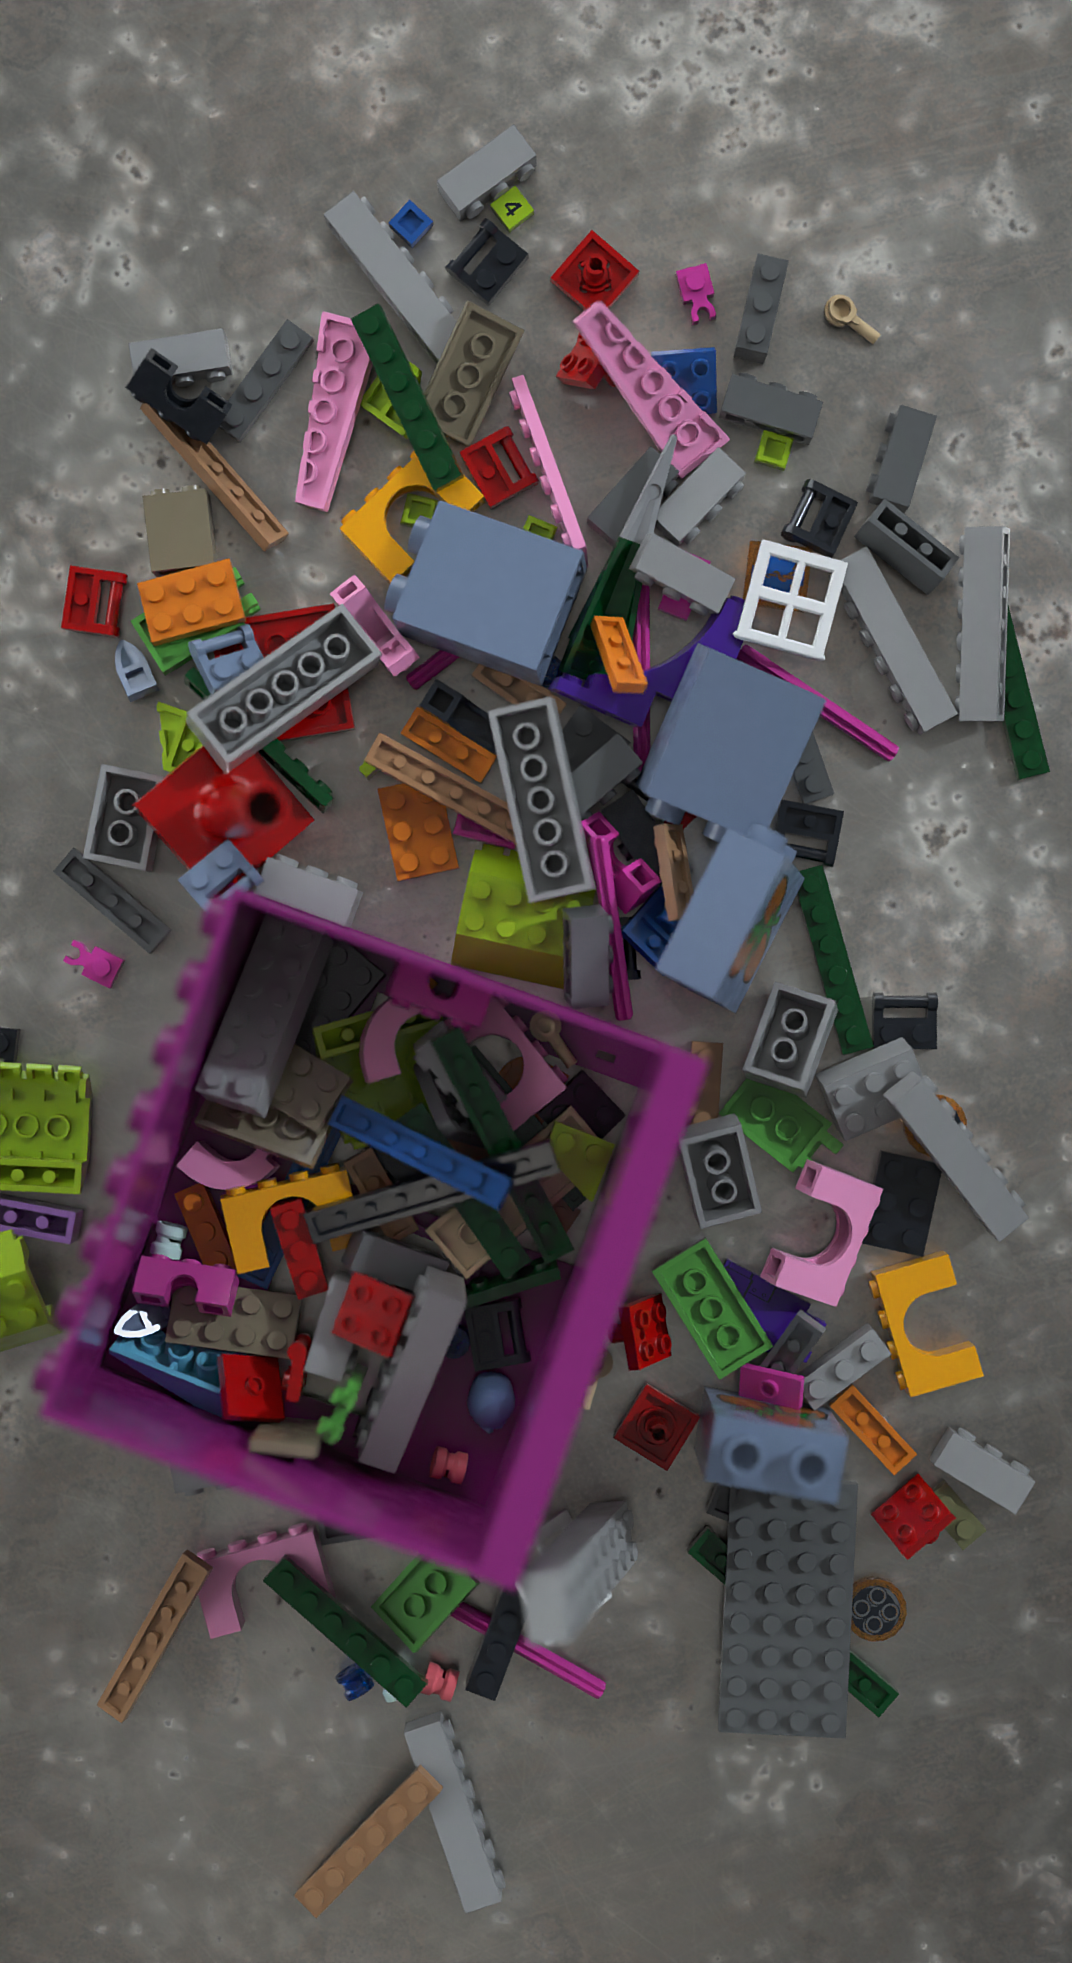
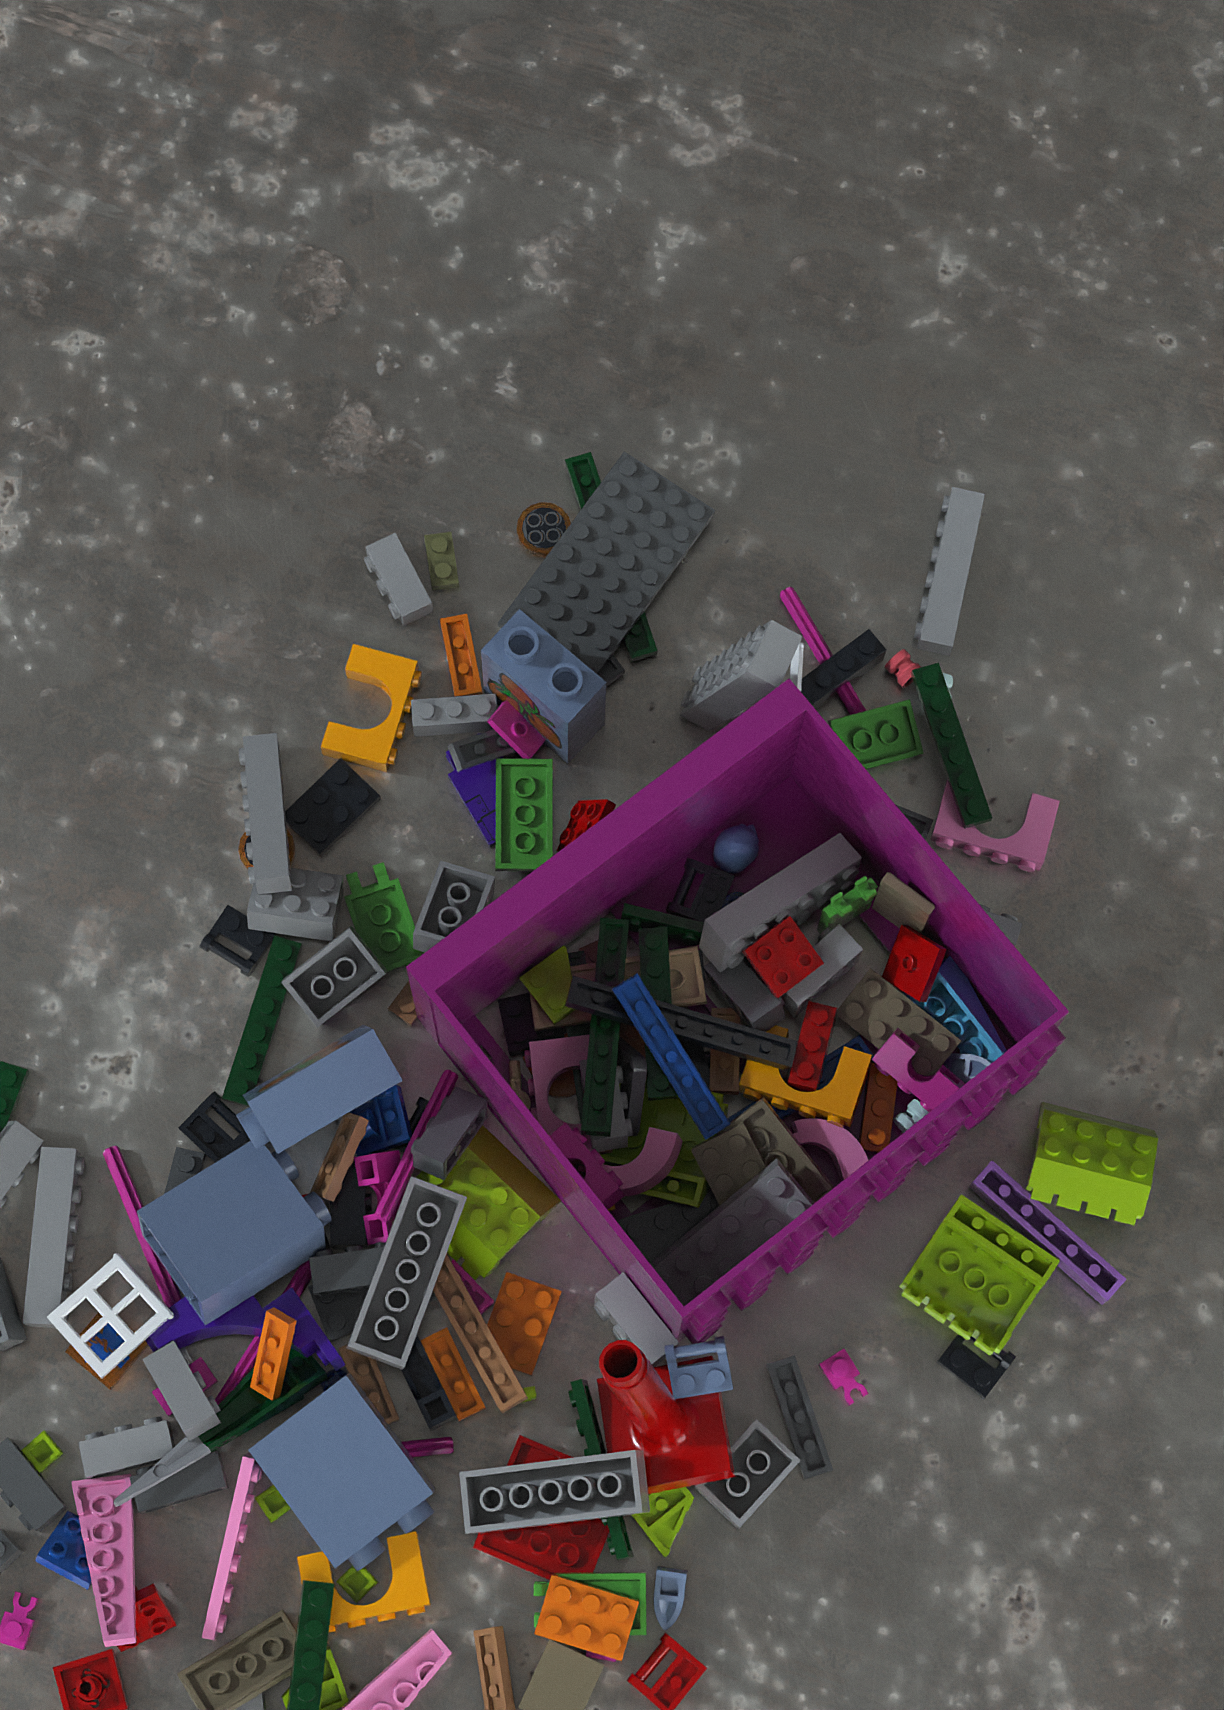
camera: 155 degrees left, 15 degrees down
(154, 1636) = (1101, 828): medium nougat plate -> none
(226, 668) = (586, 1538): sand blue plate -> none
(295, 1377) = (871, 954): red plate -> none
(354, 1682) = (969, 706): clear blue wheel -> none
(368, 1841) = (1027, 586): medium nougat plate -> none
(395, 650) = (451, 1527): bright pink arch -> none
(448, 1465) = (798, 819): coral wheel -> none
(489, 471) = (279, 1579): red plate -> none
(656, 1426) = (622, 755): red plate -> none
(826, 1273) = (423, 789): bright pink arch -> none
(829, 523) = (39, 1362): black plate -> none
(913, 1516) = (471, 575): red plate -> none

